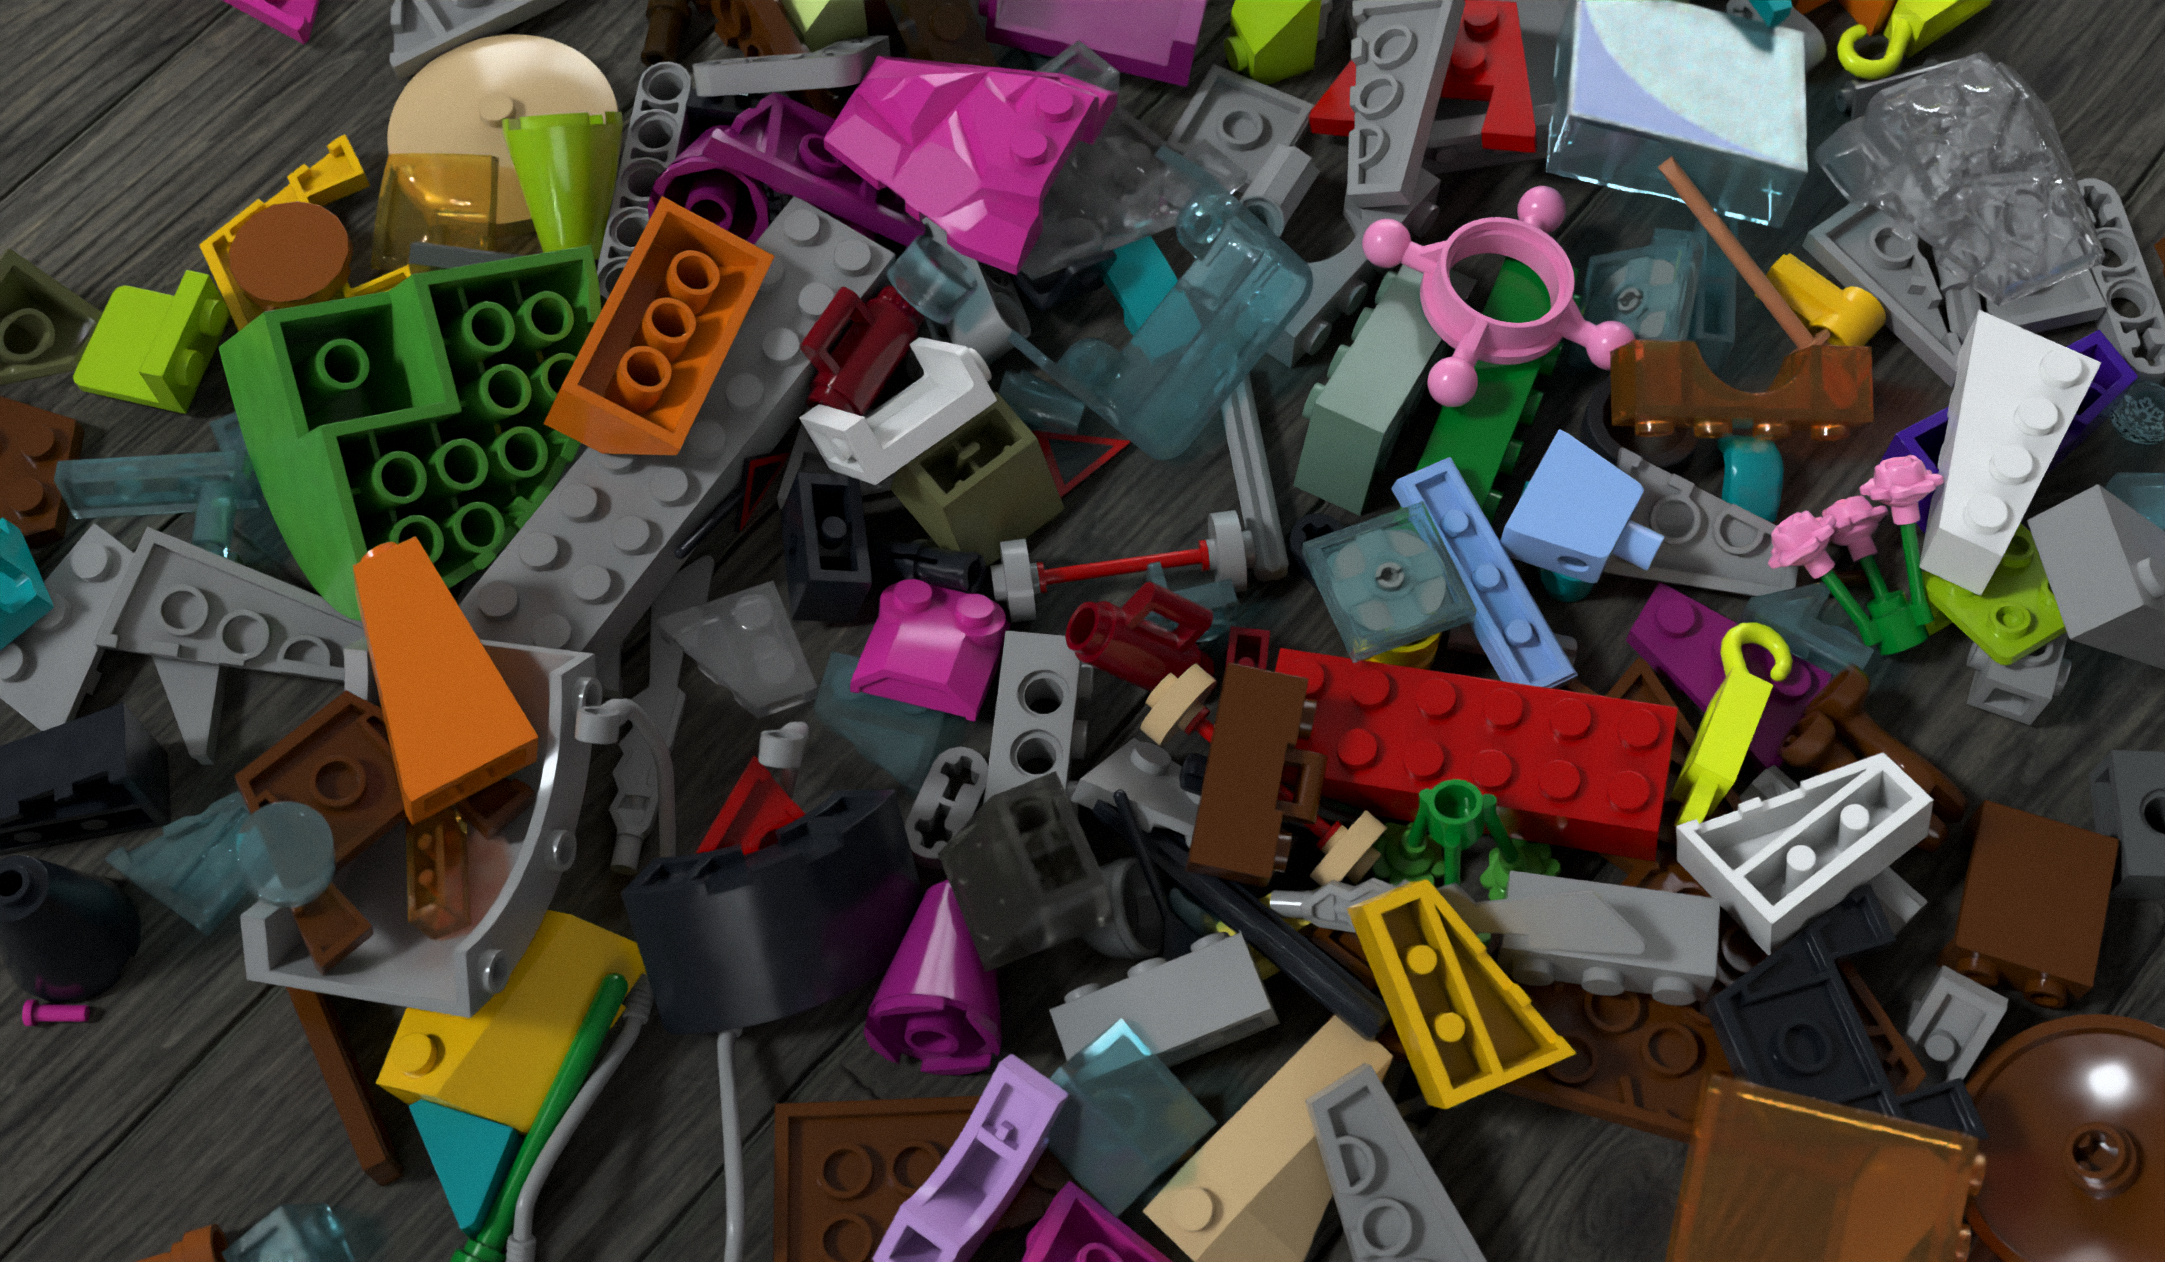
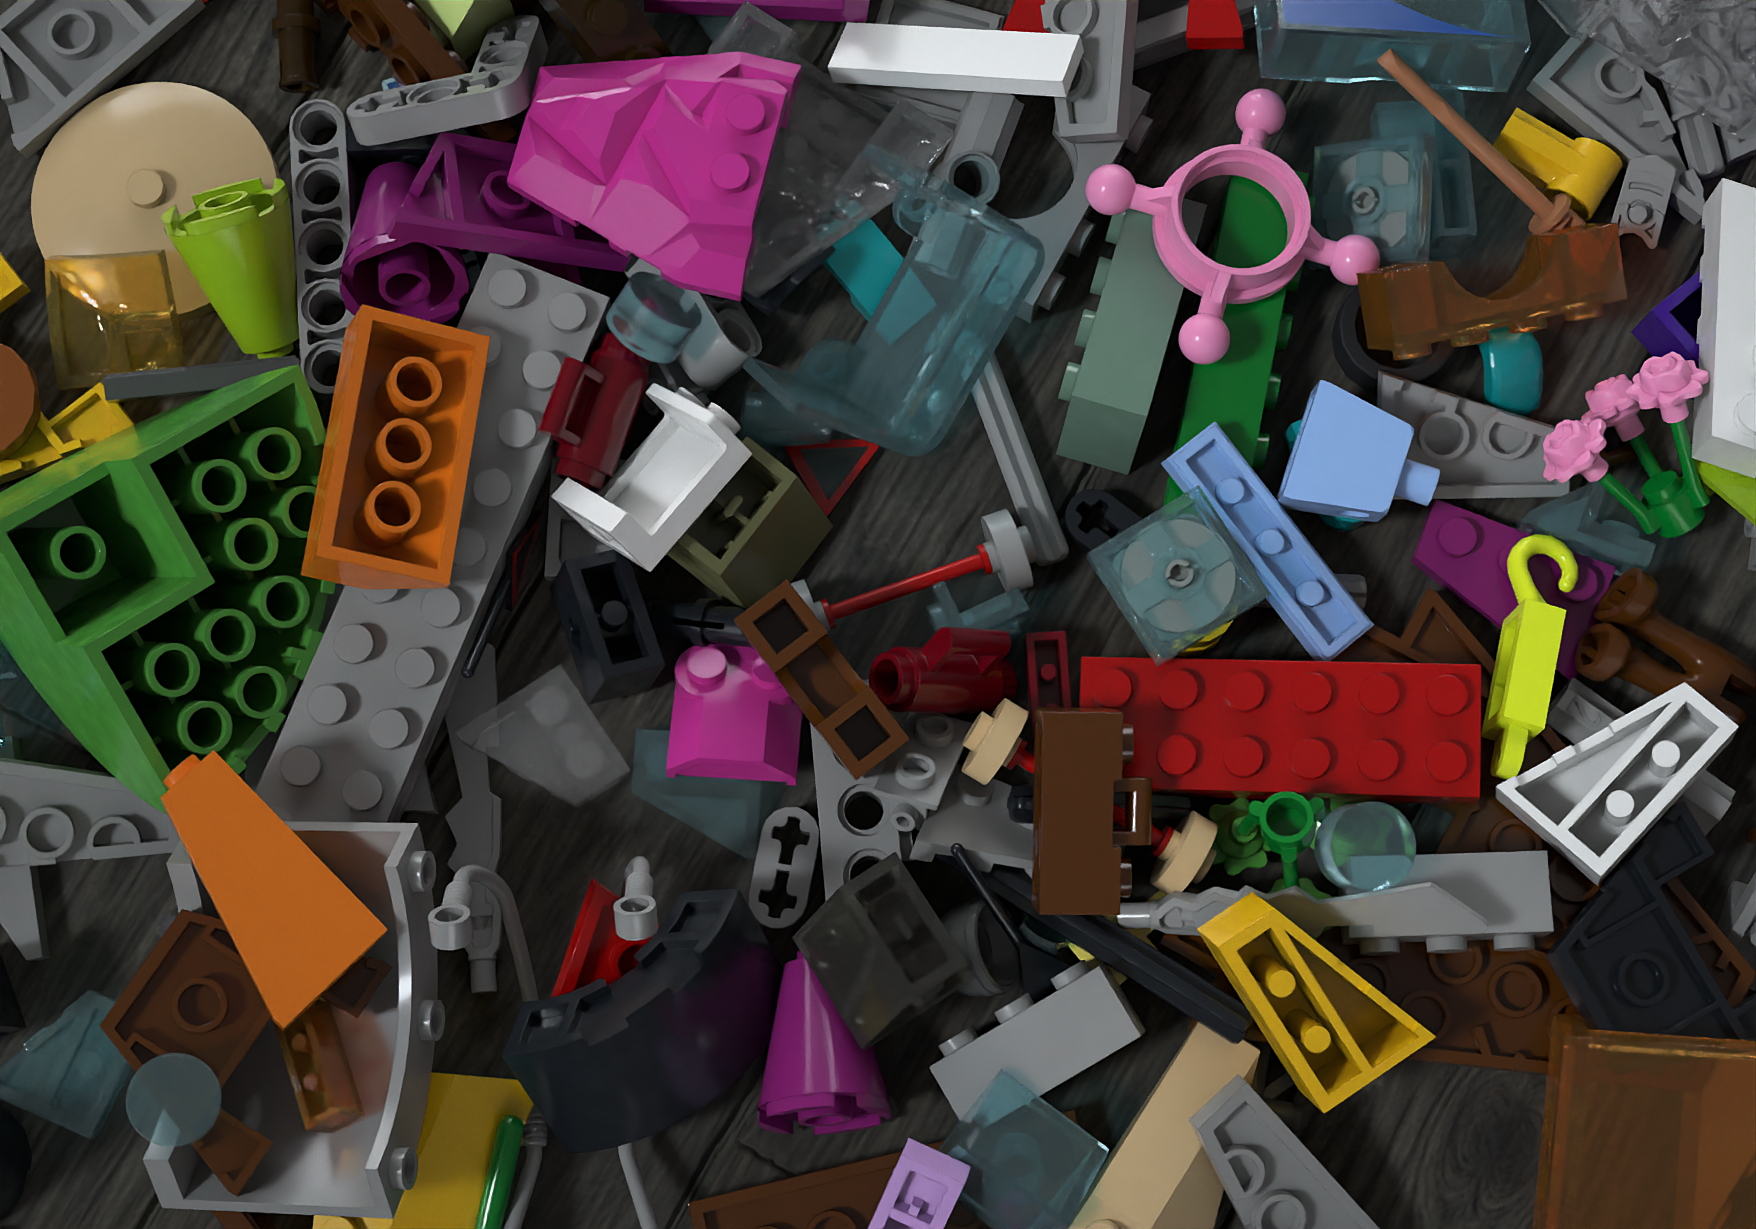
camera: 10 degrees left, 15 degrees up
(1009, 600) = (820, 680): none -> reddish brown arch
(1098, 724) = (921, 767): none -> light grey hinge
(1263, 118) = (956, 59): none -> white tile
(1532, 851) = (1365, 846): none -> clear light blue piece
(1904, 350) = (1645, 198): none -> light grey piece

